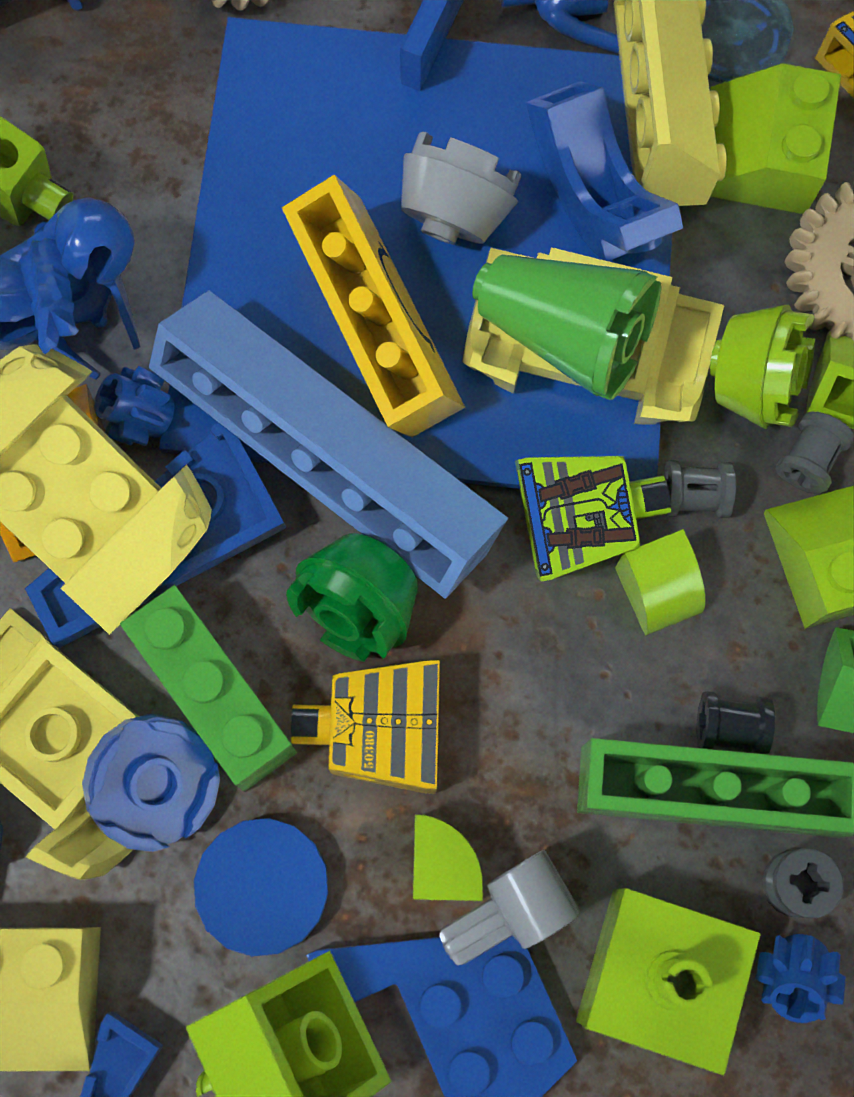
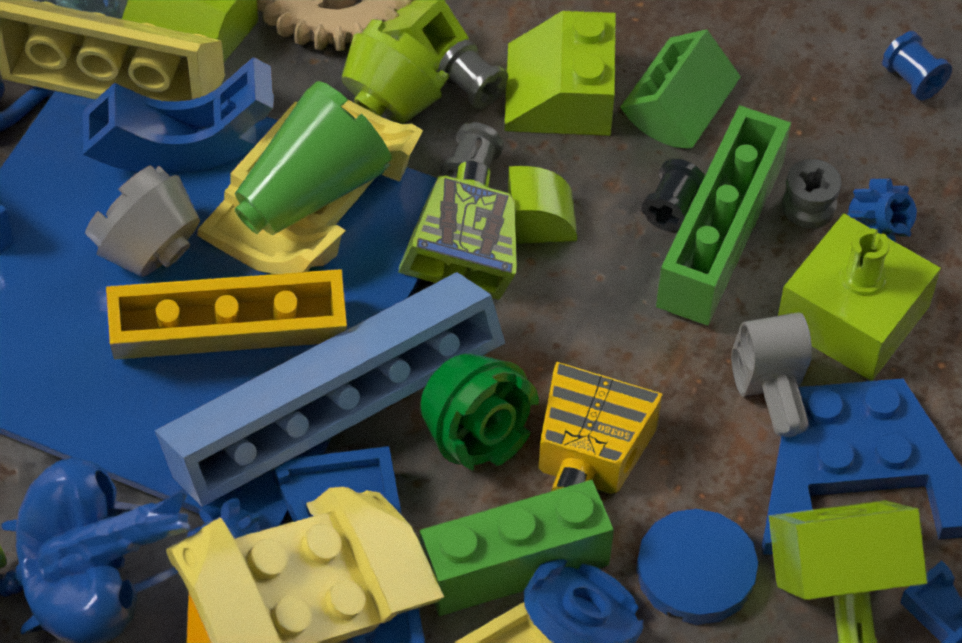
camera: 70 degrees left, 20 degrees down
(444, 863) = (719, 420): lime brick -> none

